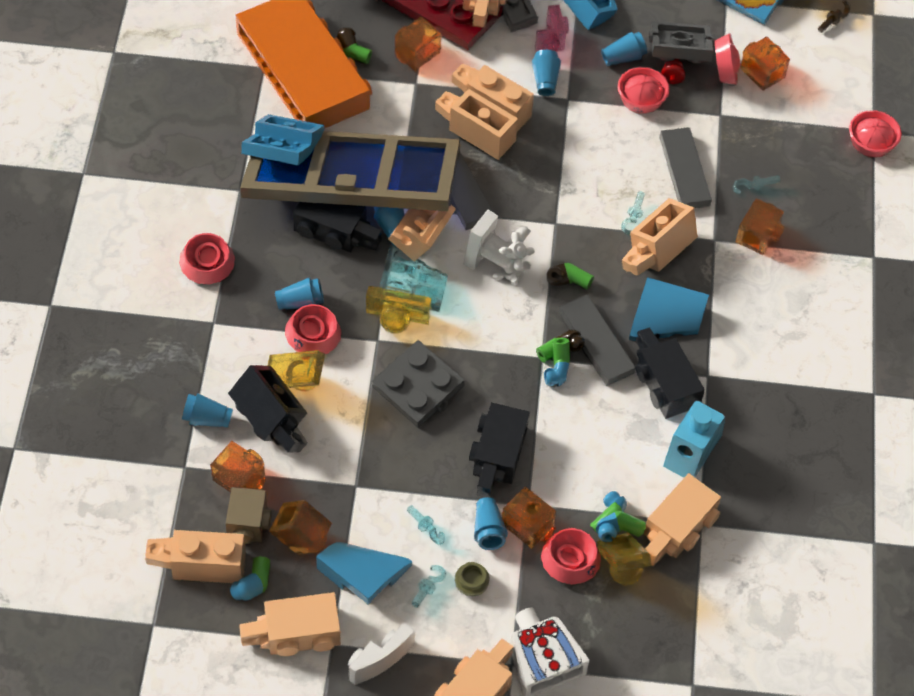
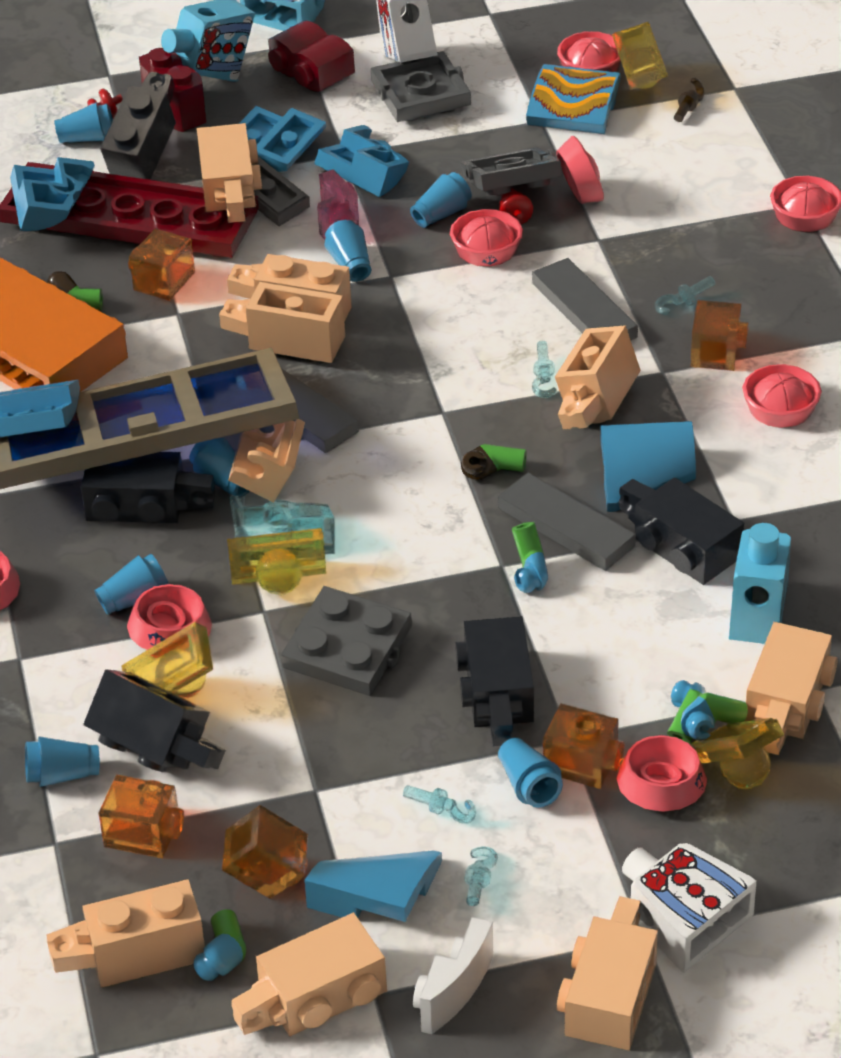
camera: 15 degrees left, 15 degrees down
(248, 514) = (177, 855): dark tan brick -> none
(472, 579) = (537, 845): olive plate -> none
(508, 254) = (386, 451): white piece -> none
(576, 343) = (506, 551): arm -> none
(764, 63) = (629, 166): clear orange brick -> none
(783, 288) = (781, 395): none -> coral hat

